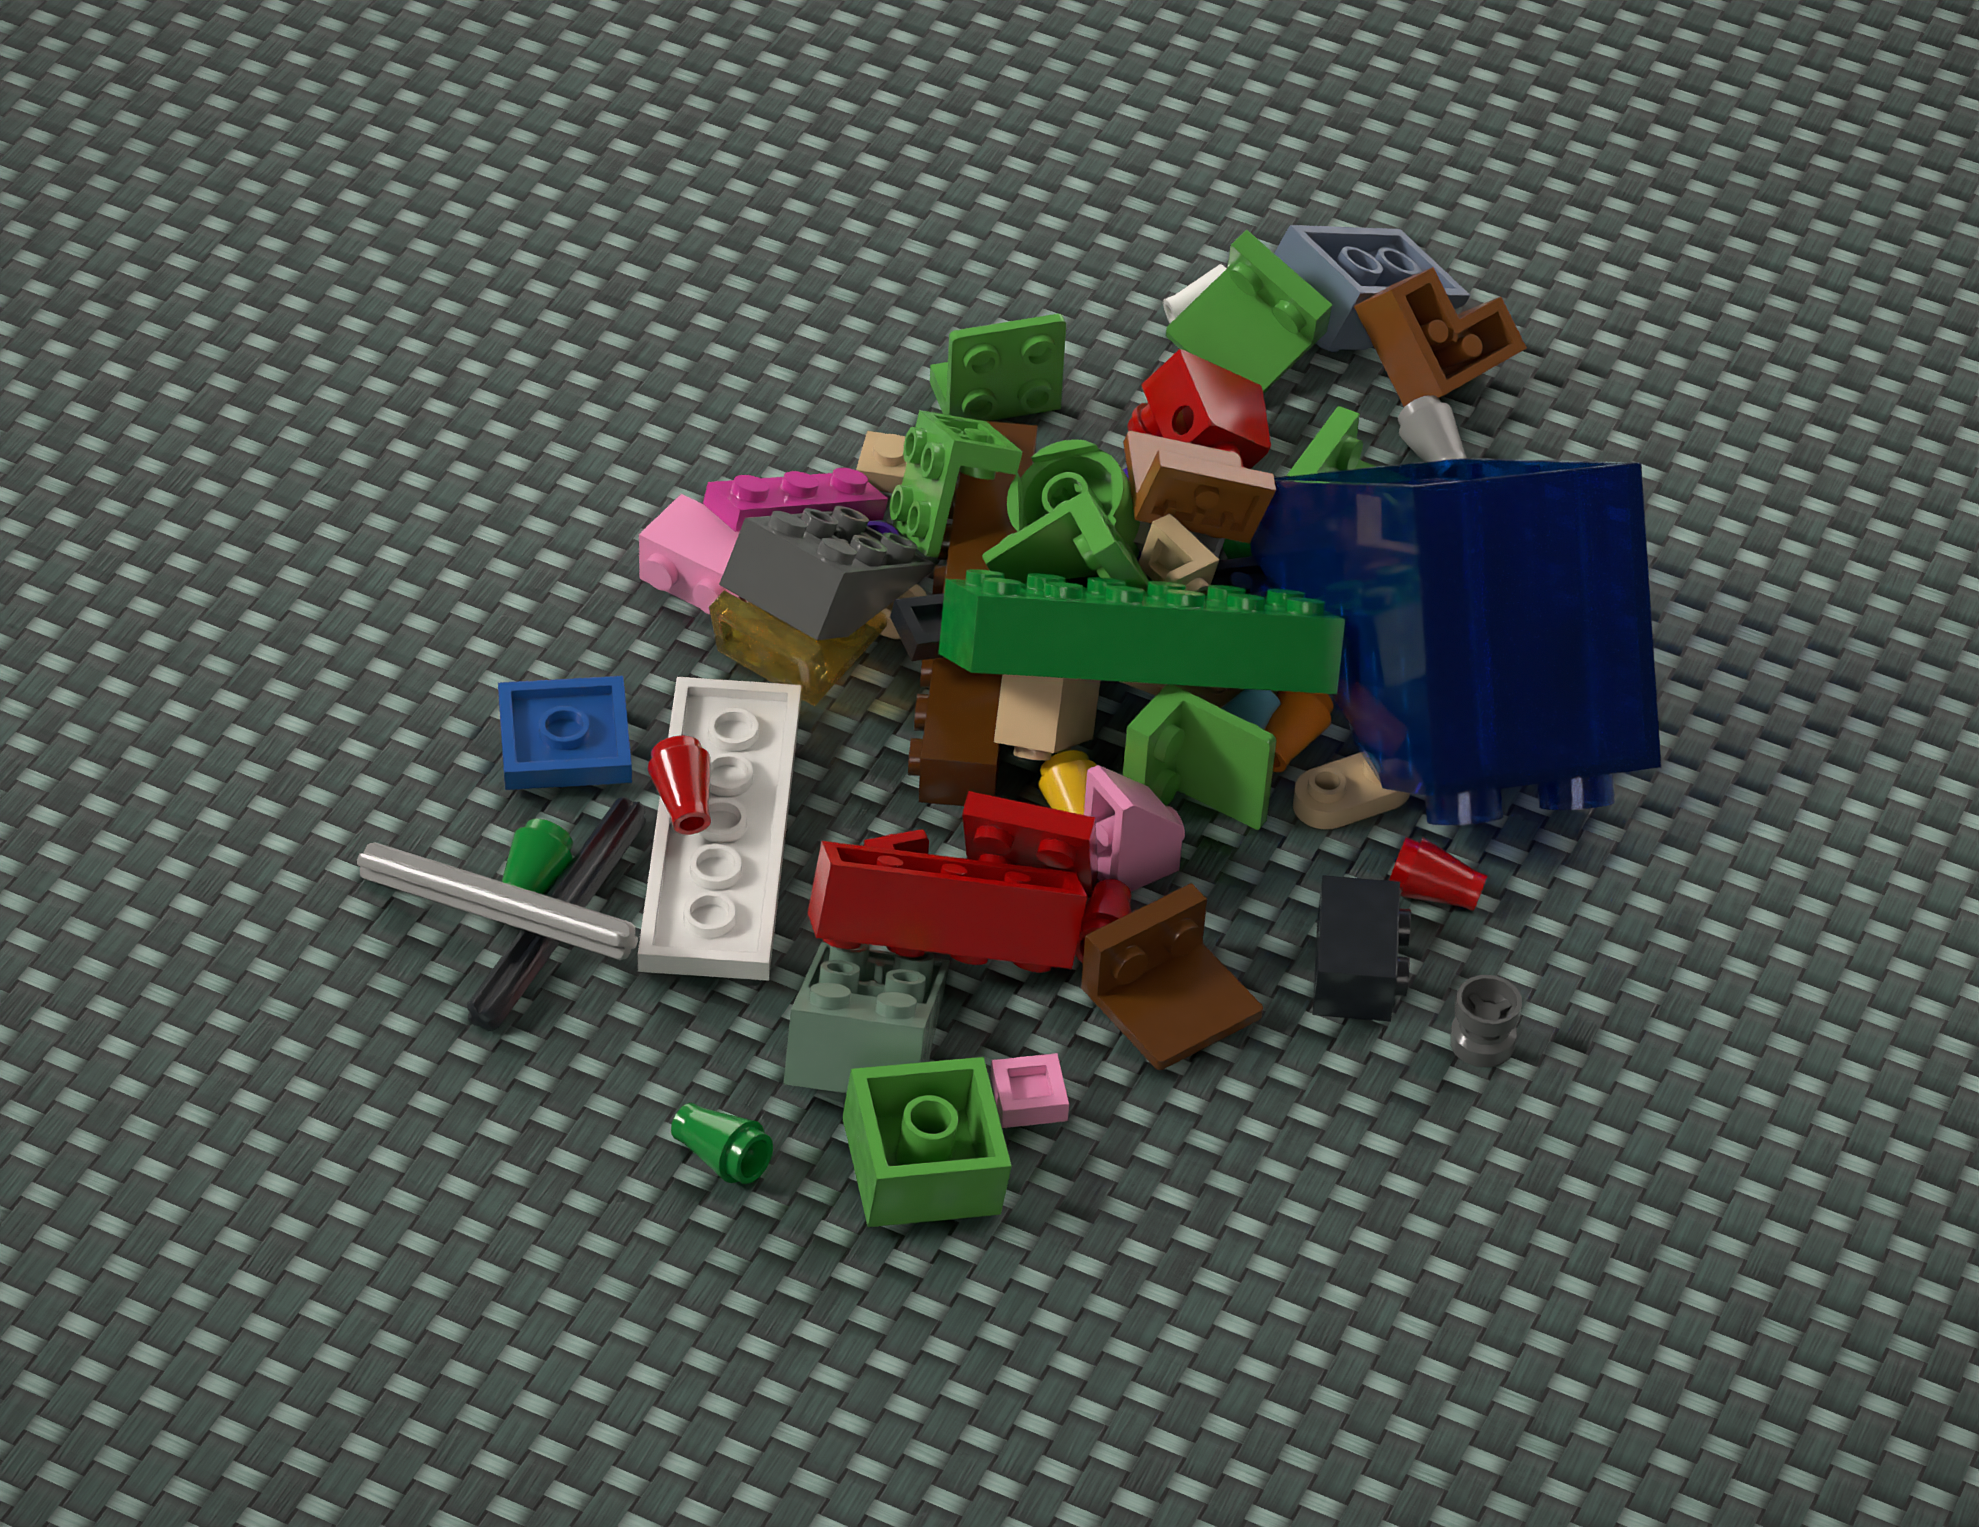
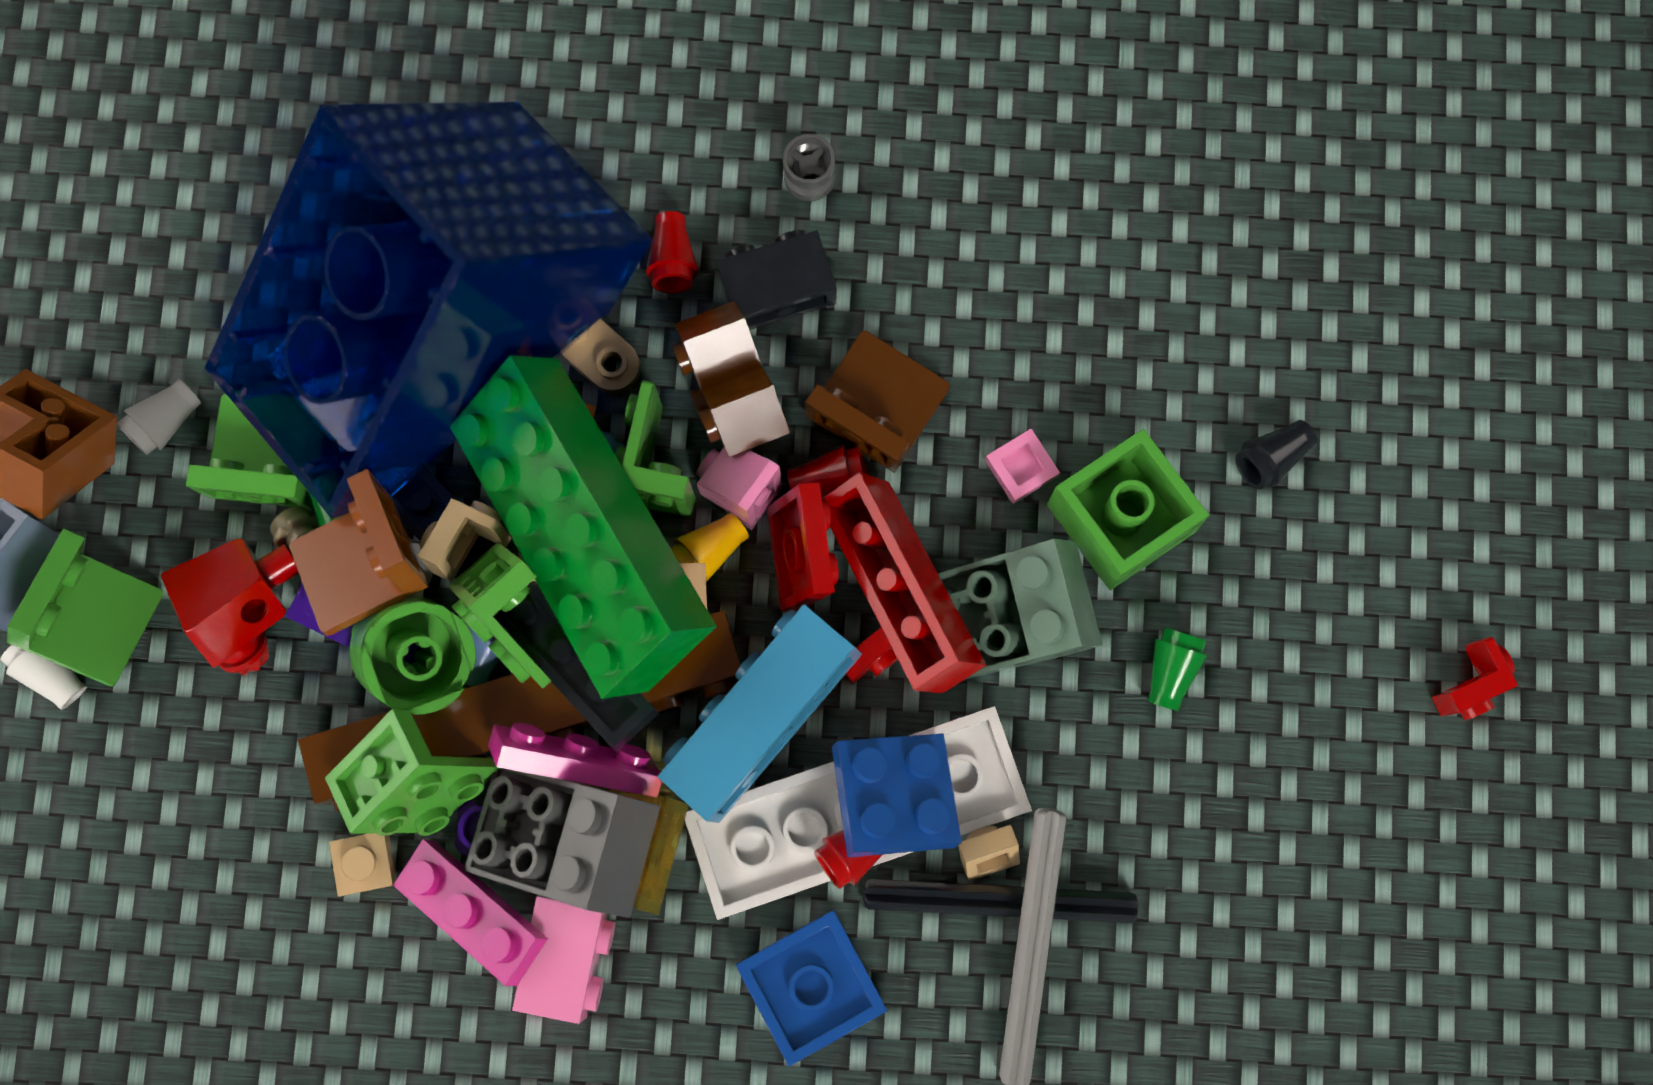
camera: 110 degrees left, 35 degrees up
(538, 855) = (969, 940): green cone -> none
(544, 1426) = (1493, 678): none -> red bracket
(620, 894) = (989, 851): none -> tan plate
(721, 821) = (895, 795): none -> blue plate
(869, 747) = (758, 714): none -> dark azure brick
(919, 568) = (574, 759): none -> dark pink plate
(920, 1323) = (1271, 456): none -> black cone
(1002, 369) = (226, 810): bright green bracket -> none
(1245, 851) = (734, 390): none -> brick

